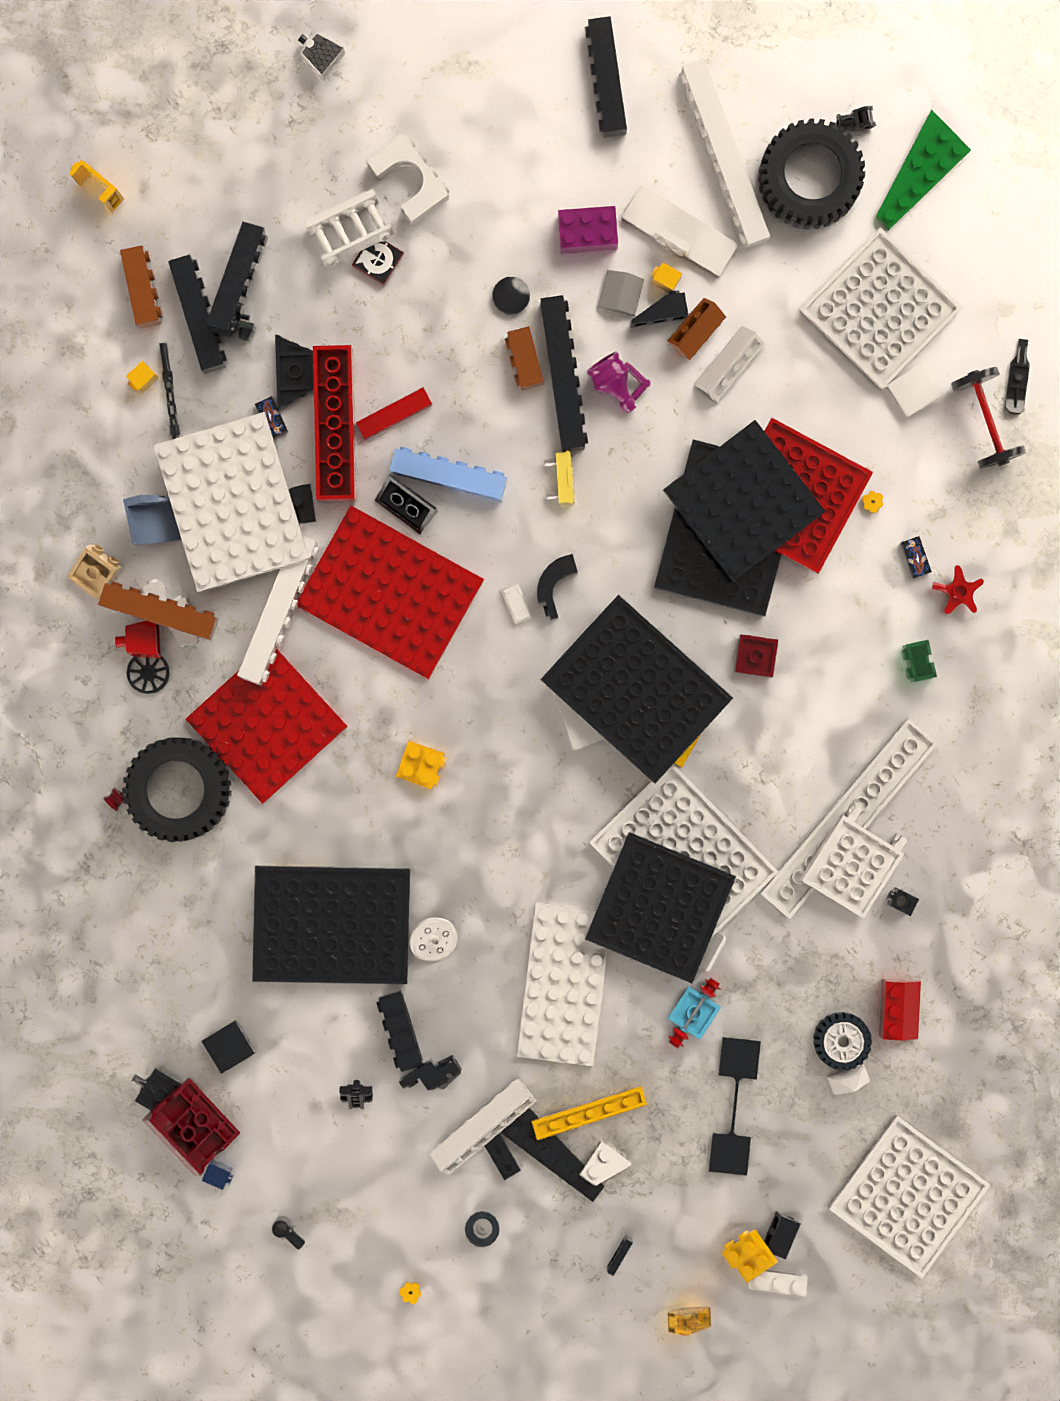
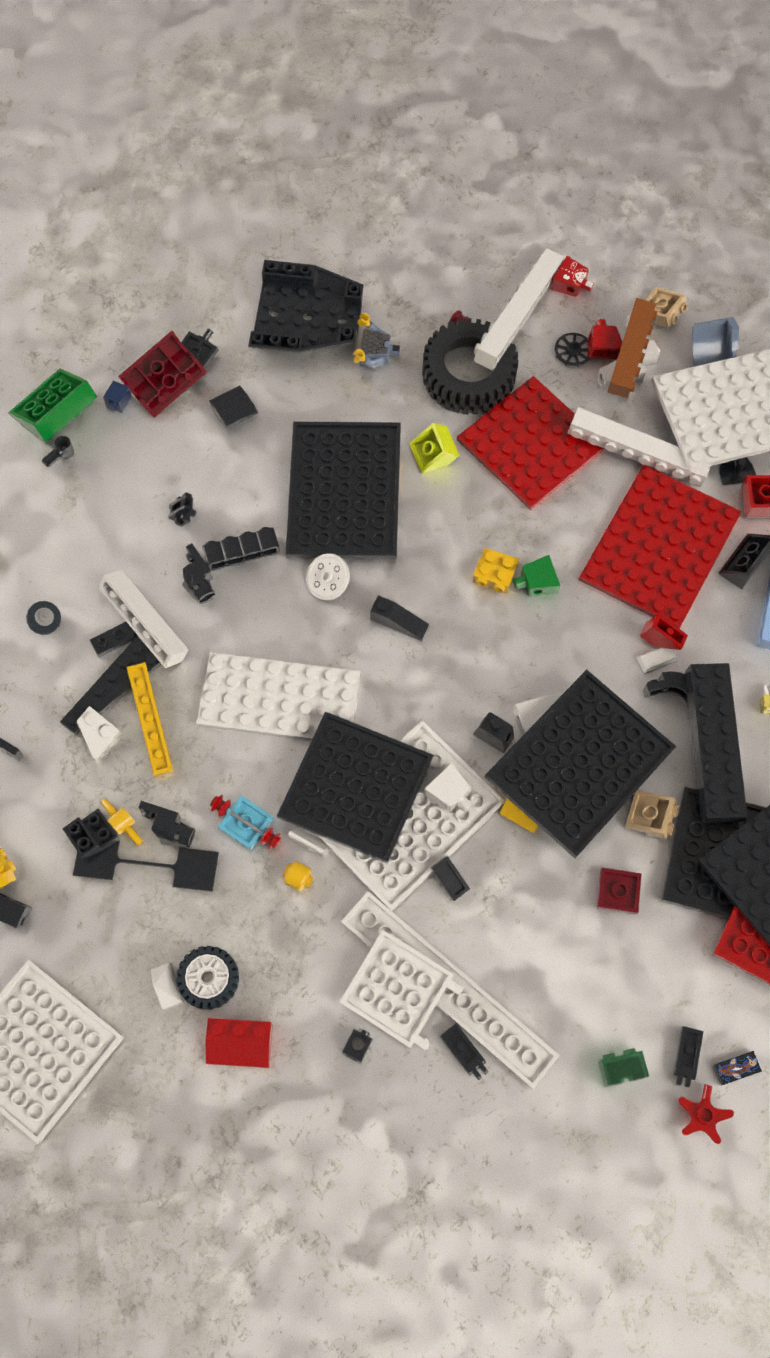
camera: 90 degrees right, 20 degrees down
(56, 671) = (571, 278): none -> red torso
(78, 975) = (304, 291): none -> black wedge
(109, 734) = (517, 309): none -> white brick
(150, 893) = (374, 345): none -> torso
(227, 1244) = (53, 404): none -> green slope
(278, 828) = (434, 448): none -> neon yellow slope
(431, 722) = (538, 578): none -> green torso
(478, 865) = (397, 618): none -> black slope
(494, 597) = (663, 633): none -> red slope
(601, 771) = (495, 731): none -> black torso
(615, 556) = (715, 743): none -> black brick
(664, 815) = (450, 790): none -> white torso
(682, 620) = (652, 814): none -> tan plate
(694, 1133) = (121, 821): none -> yellow piece
(699, 1088) = (167, 825): none -> black plate
(708, 1161) = (91, 834): none -> black slope
(746, 815) = (450, 878): none -> black tile
(746, 960) = (297, 876): none -> yellow head
(905, 804) = (464, 1051): none -> black hinge
(906, 601) = (688, 1055): none -> black hinge

